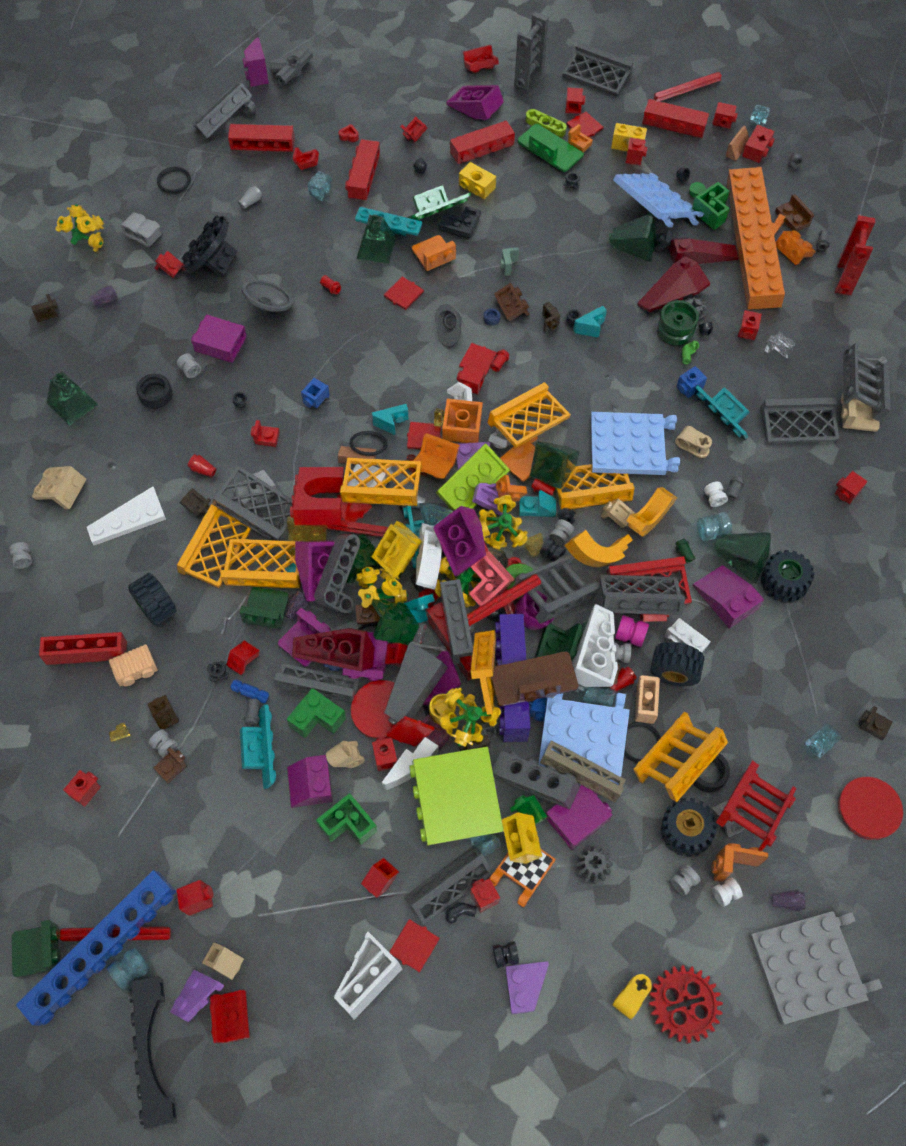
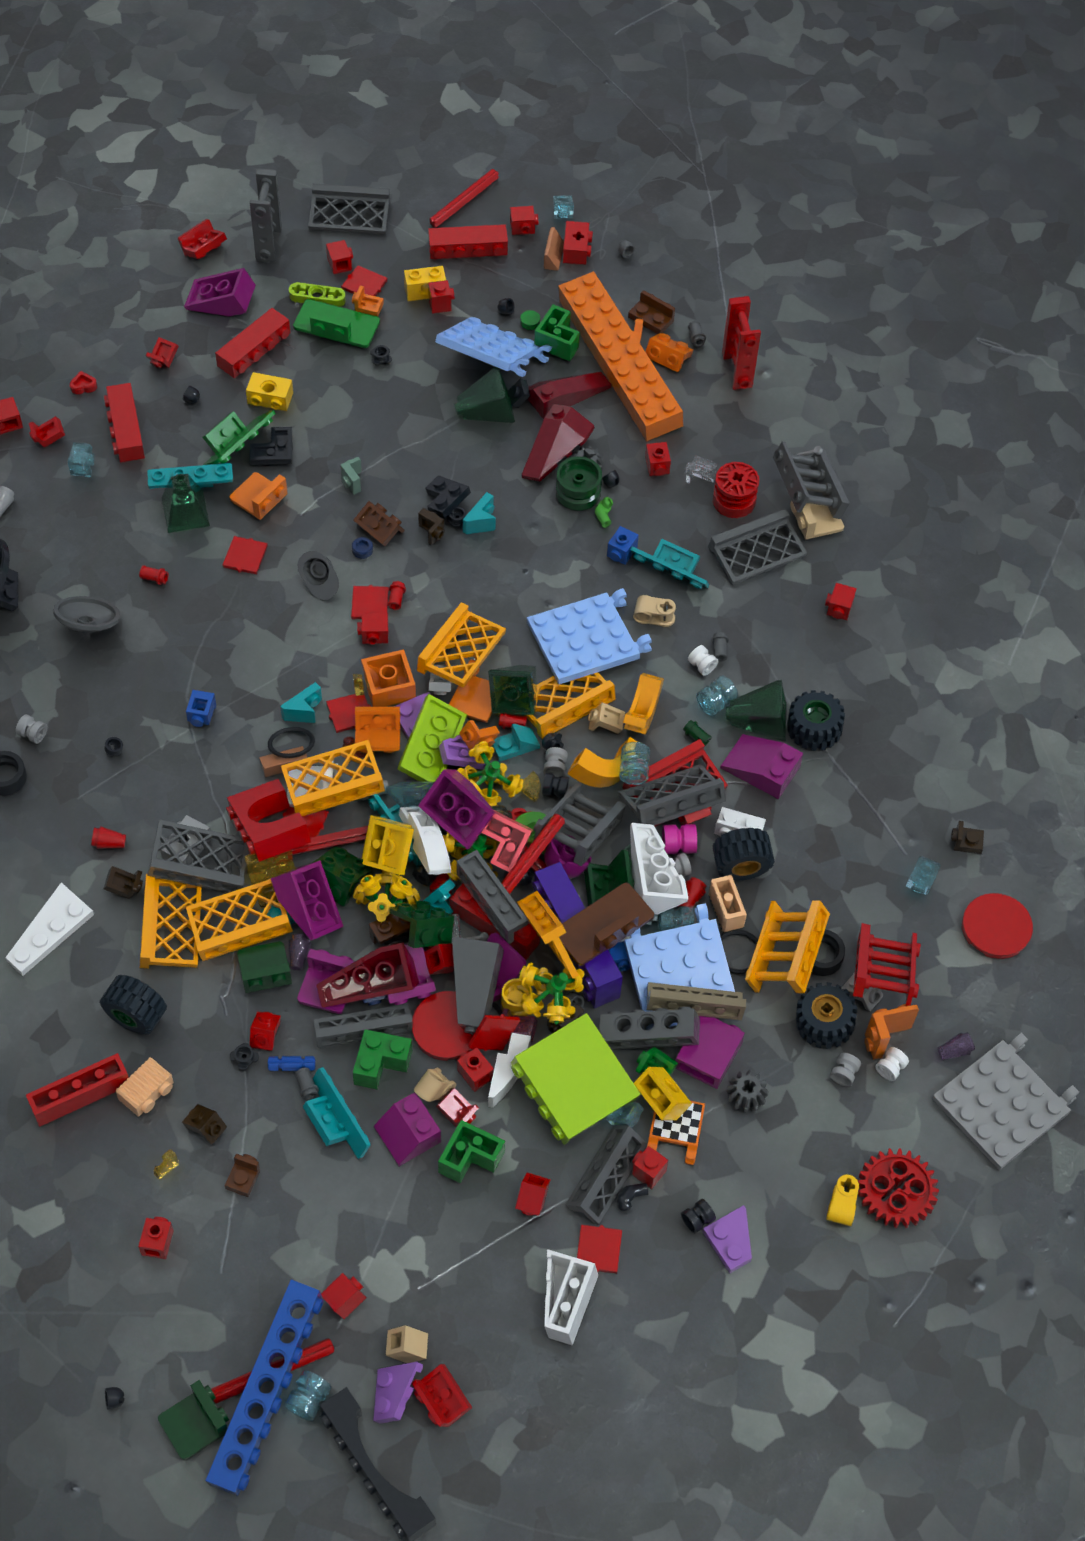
camera: 25 degrees left, 5 degrees down
(162, 742) = (222, 1155): light grey wheel -> none
(219, 338) = (51, 684): magenta brick -> none
(265, 435) = (164, 777): red bracket -> none
(345, 547) = (332, 899): dark grey beam -> none
(355, 780) = (457, 1108): none -> bracket
(460, 392) = (370, 647): white bracket -> none
(572, 299) = (448, 495): none -> black plate
(620, 557) = (634, 763): none -> clear light blue wheel
(801, 369) = (735, 489): none -> red wheel

